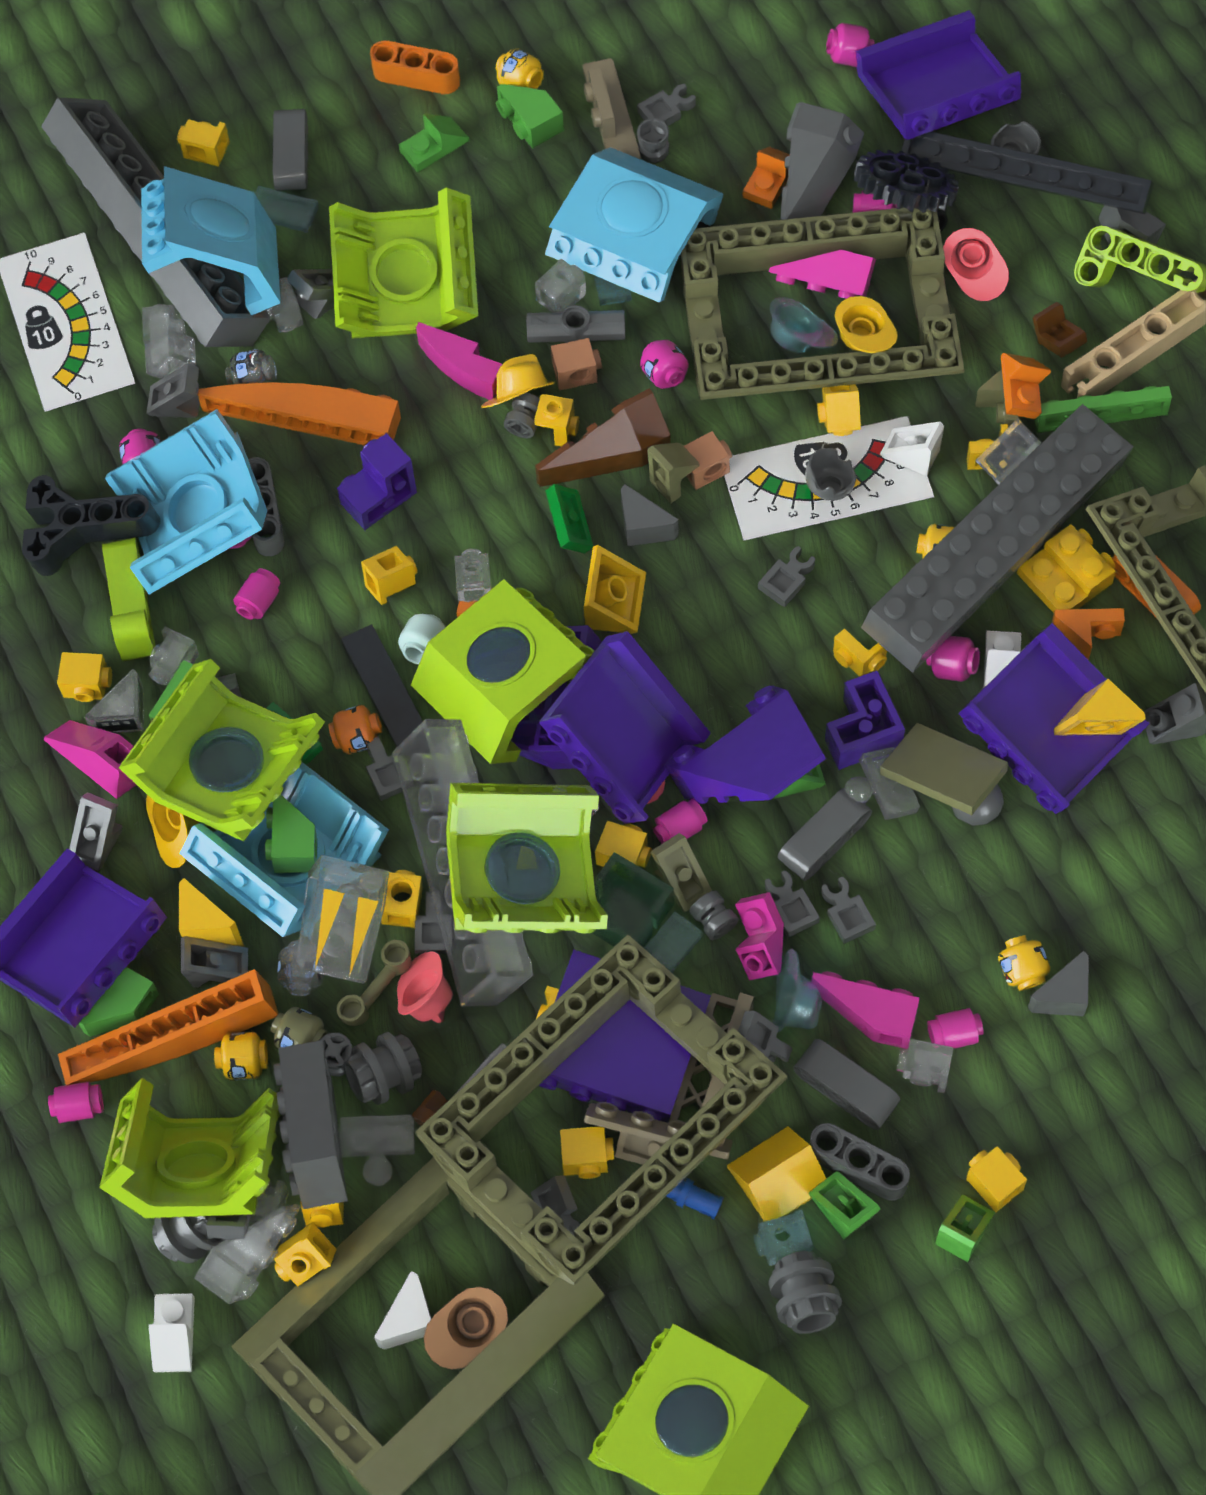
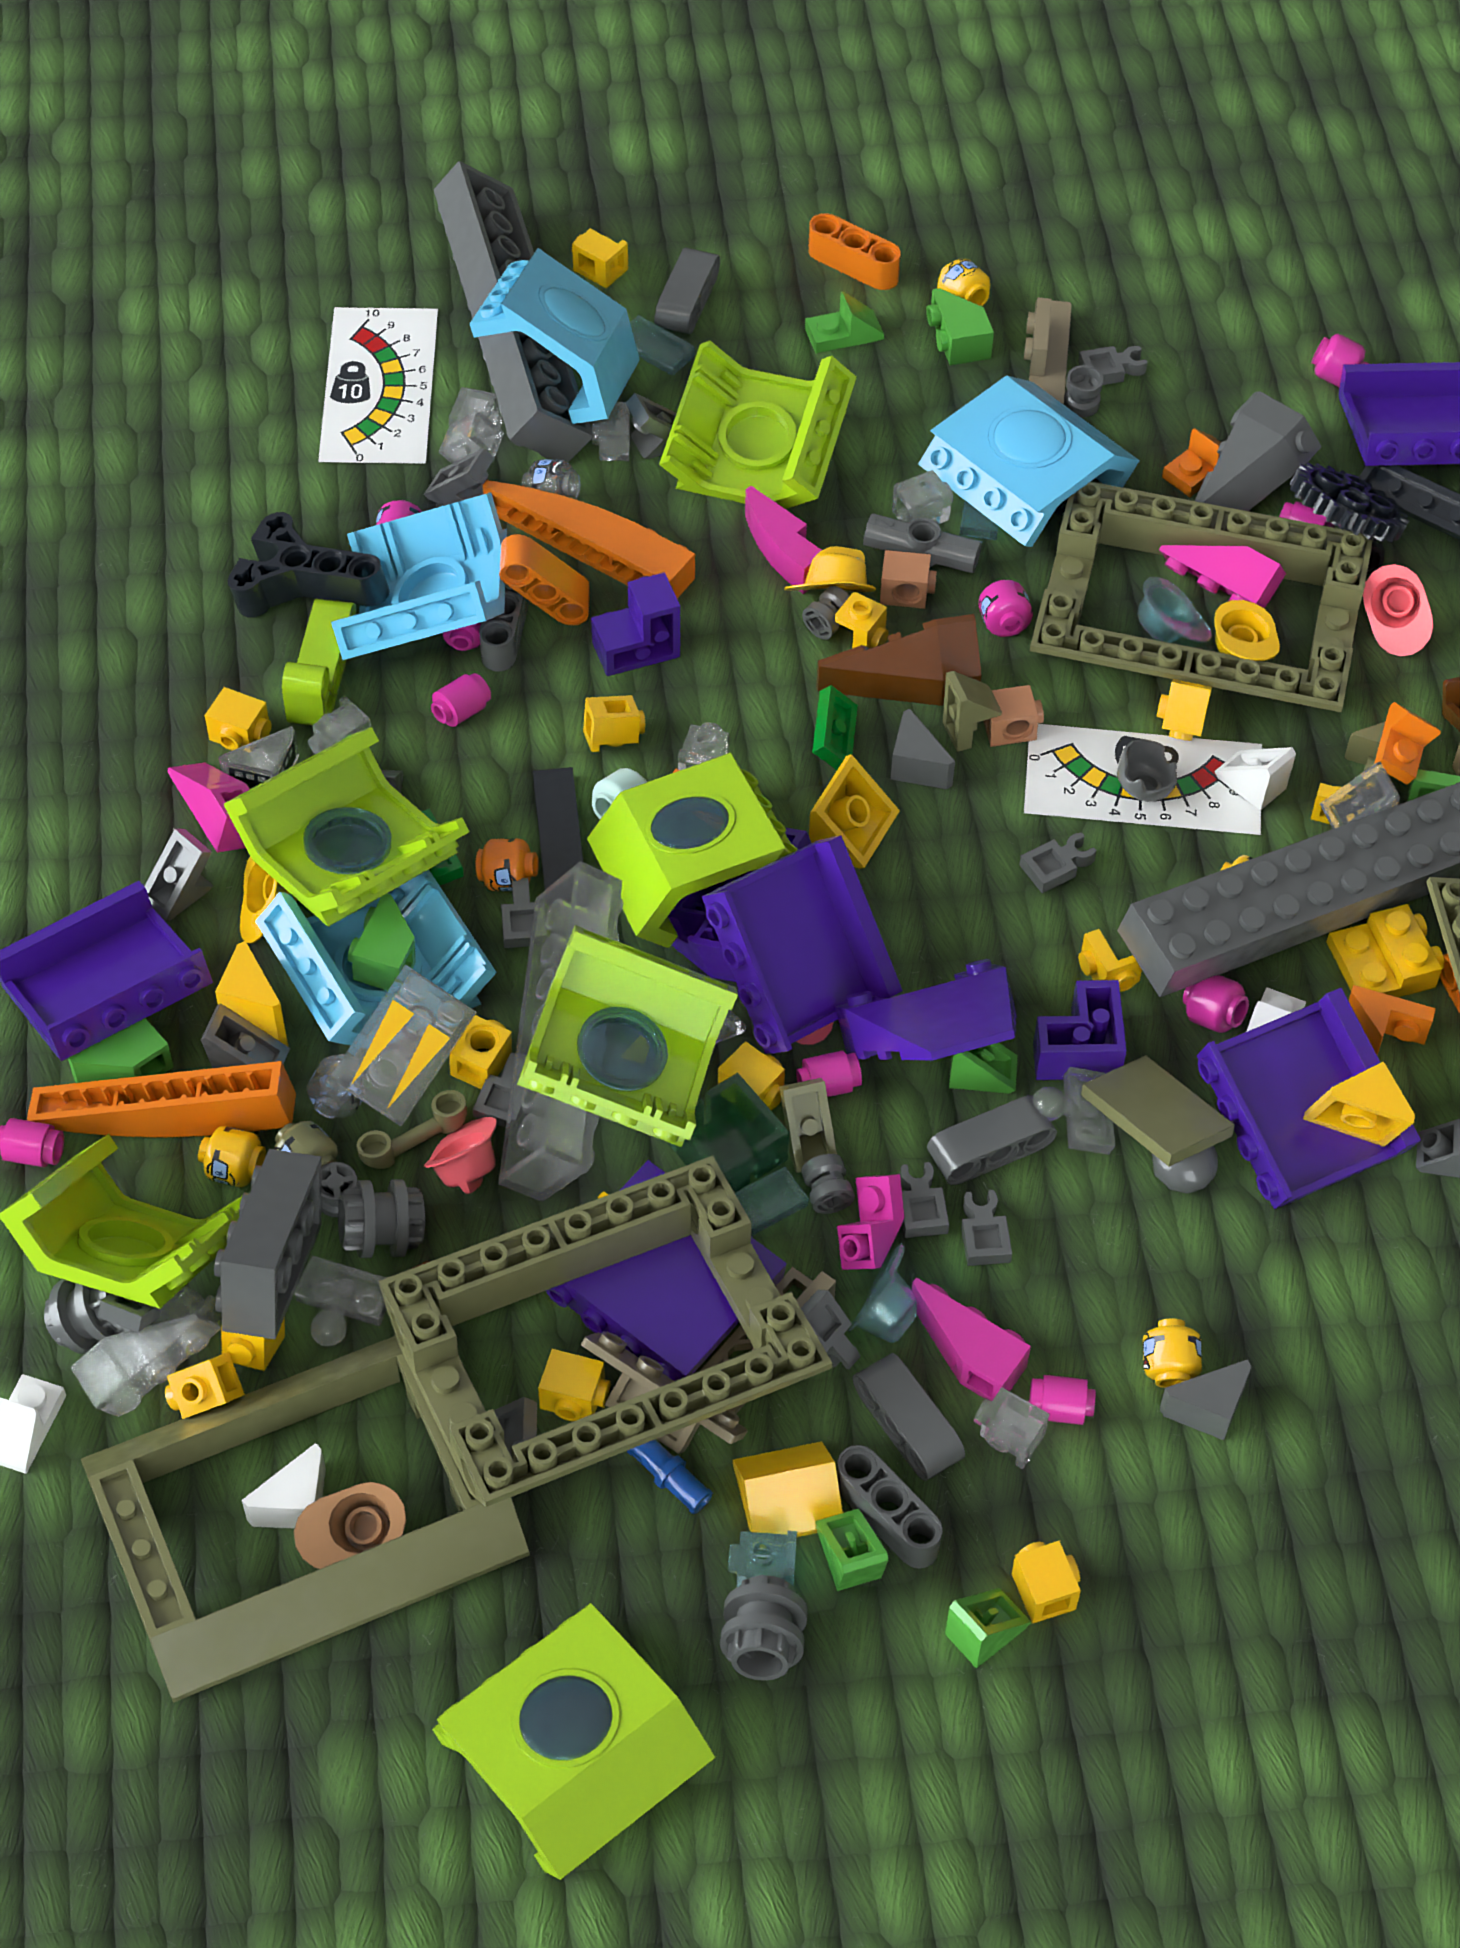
camera: 15 degrees right, 10 degrees down
(286, 467) = (544, 580): none -> orange beam

